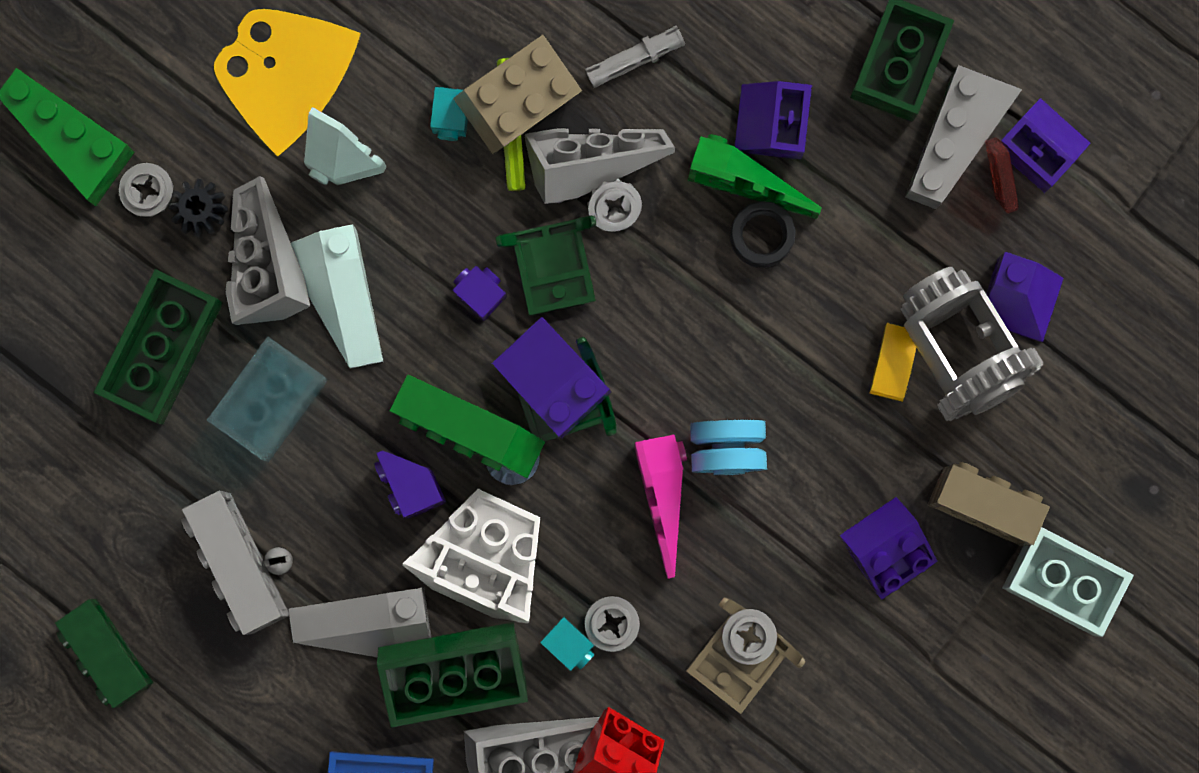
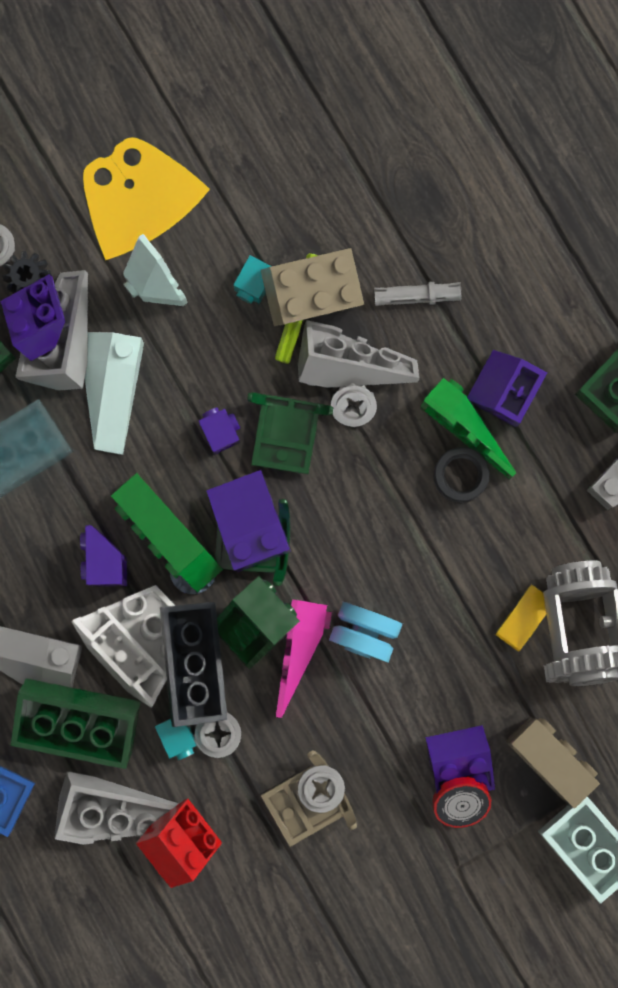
camera: 20 degrees right, 0 degrees up
(227, 249) = (34, 318): none -> dark purple slope
(556, 556) = (193, 664): none -> black slope
(604, 483) = (255, 622): none -> dark green brick
(907, 589) = (461, 802): none -> tile

